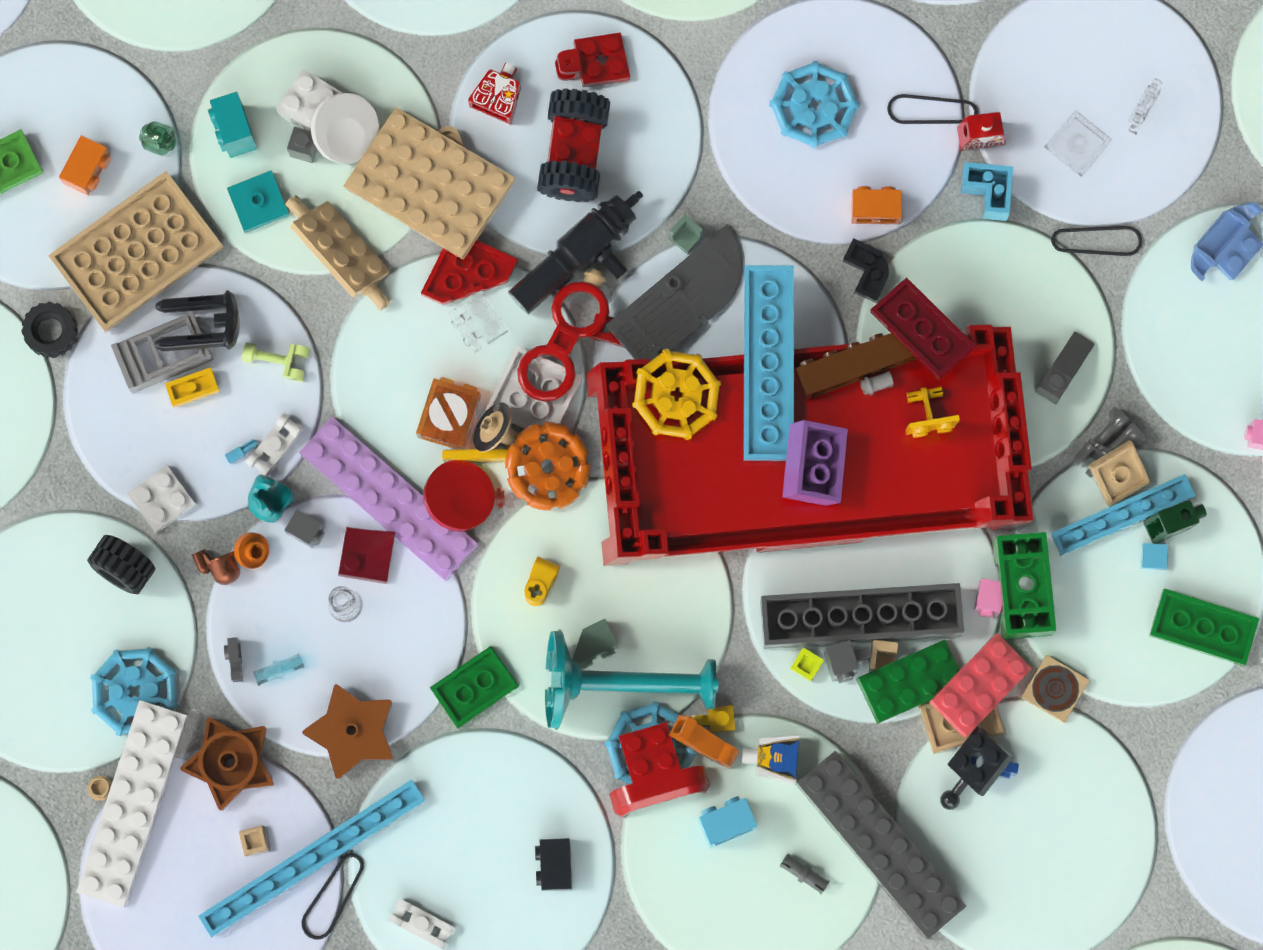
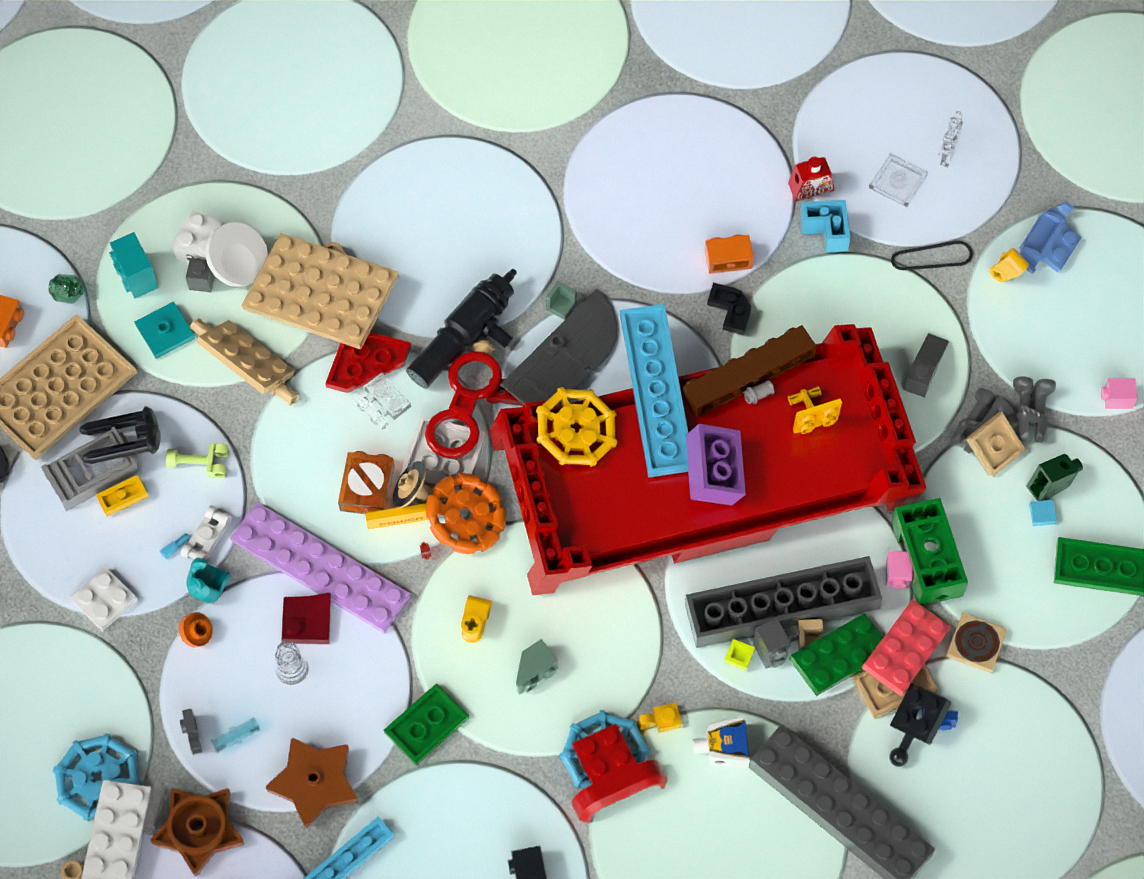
camera: 10 degrees left, 15 degrees down
(121, 564) = (71, 657): black tyre -> none
(222, 568) = (169, 649): copper piece -> none
(305, 529) = (244, 604): dark grey brick -> none
(458, 495) = (386, 552): red piece -> none
(497, 94) = (371, 210): red torso -> none
(569, 680) = (516, 694): teal piece -> none
(573, 145) = (447, 223): black plate -> none
(583, 65) = (445, 174): red plate -> none
(703, 741) = (654, 737): orange leg -> none
(727, 822) = (690, 806): medium azure brick -> none
(804, 873) = (773, 847): dark grey pin -> none
(816, 91) = (658, 169): medium azure plate -> none
(922, 328) = (792, 334): dark red plate -> none
(928, 98) = (757, 163): black piece -> none
(1122, 515) = (1002, 482): medium azure plate -> none
(1159, 446) = (1030, 417): none -> dark grey piece
(1177, 270) = (1009, 266): none -> yellow piece

